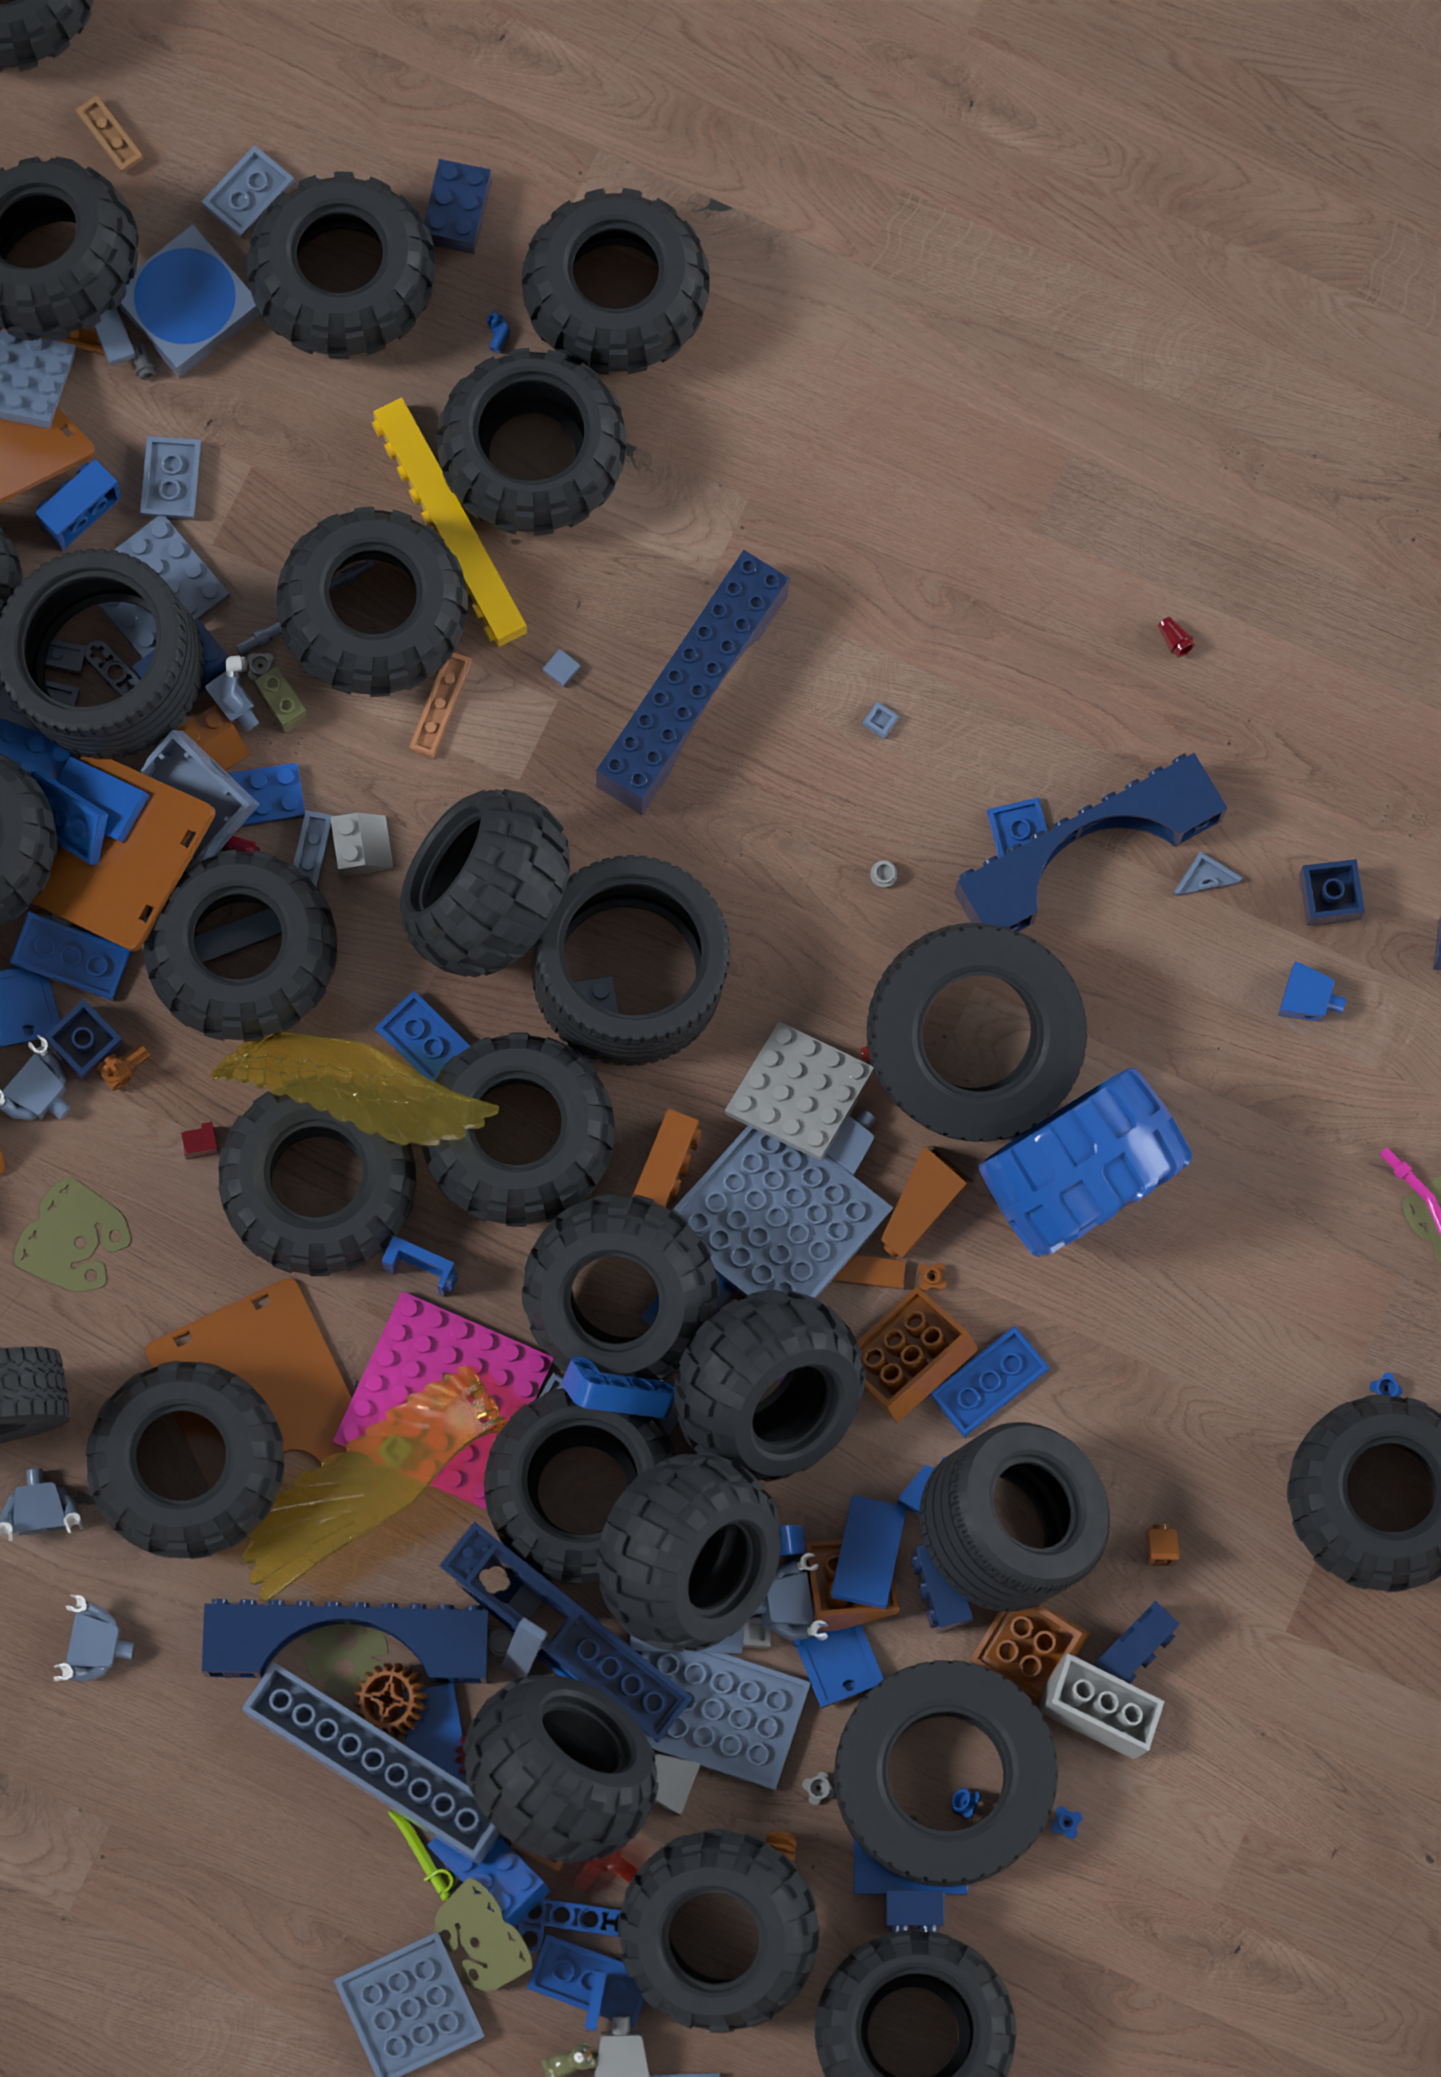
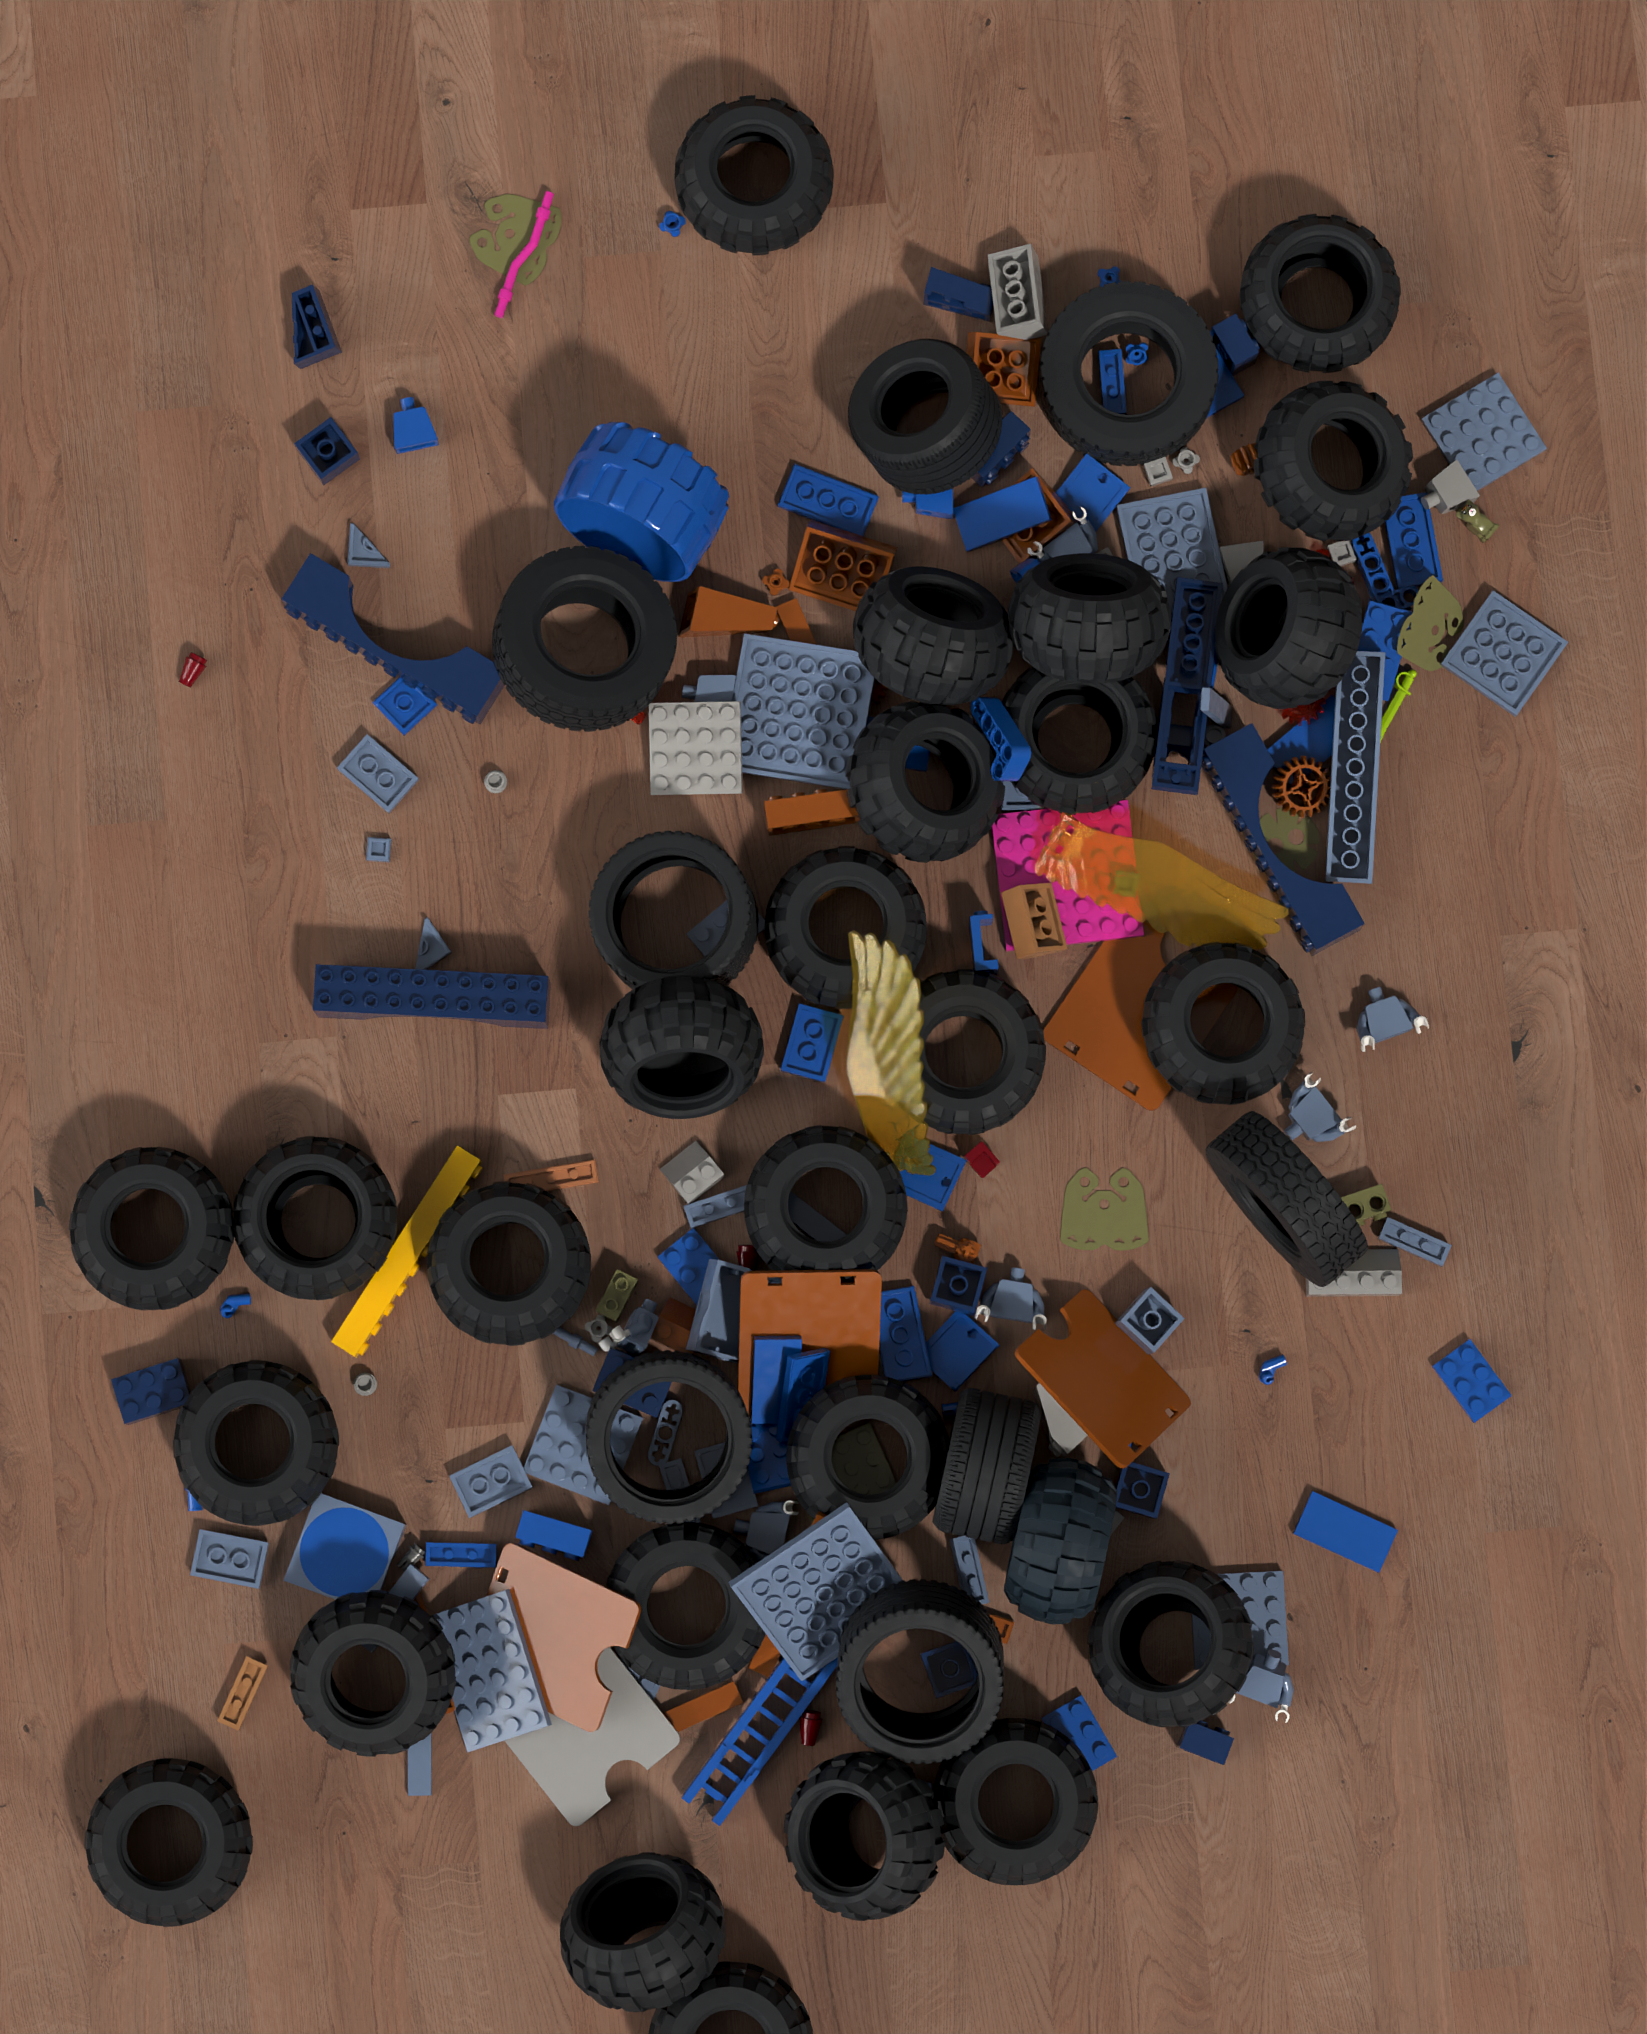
camera: 115 degrees left, 5 degrees up
(116, 410) = (461, 1555): none -> blue plate
(219, 1095) = (929, 1188): none -> blue container
(342, 412) = (365, 1384): none -> light grey plate
(412, 1332) = (1034, 920): none -> medium nougat slope
(561, 668) = (472, 1105): sand blue tile -> none
(595, 2001) = (1427, 522): blue tile -> none
(615, 1894) = (1342, 552): none -> light grey plate
(747, 716) = (431, 947): none -> sand blue tile
(822, 1749) = (1158, 471): none -> light grey plate
(947, 1756) = (1112, 380): none -> blue plate
(959, 760) = (377, 773): none -> sand blue plate
(1161, 1546) = (878, 314): dark orange slope -> none

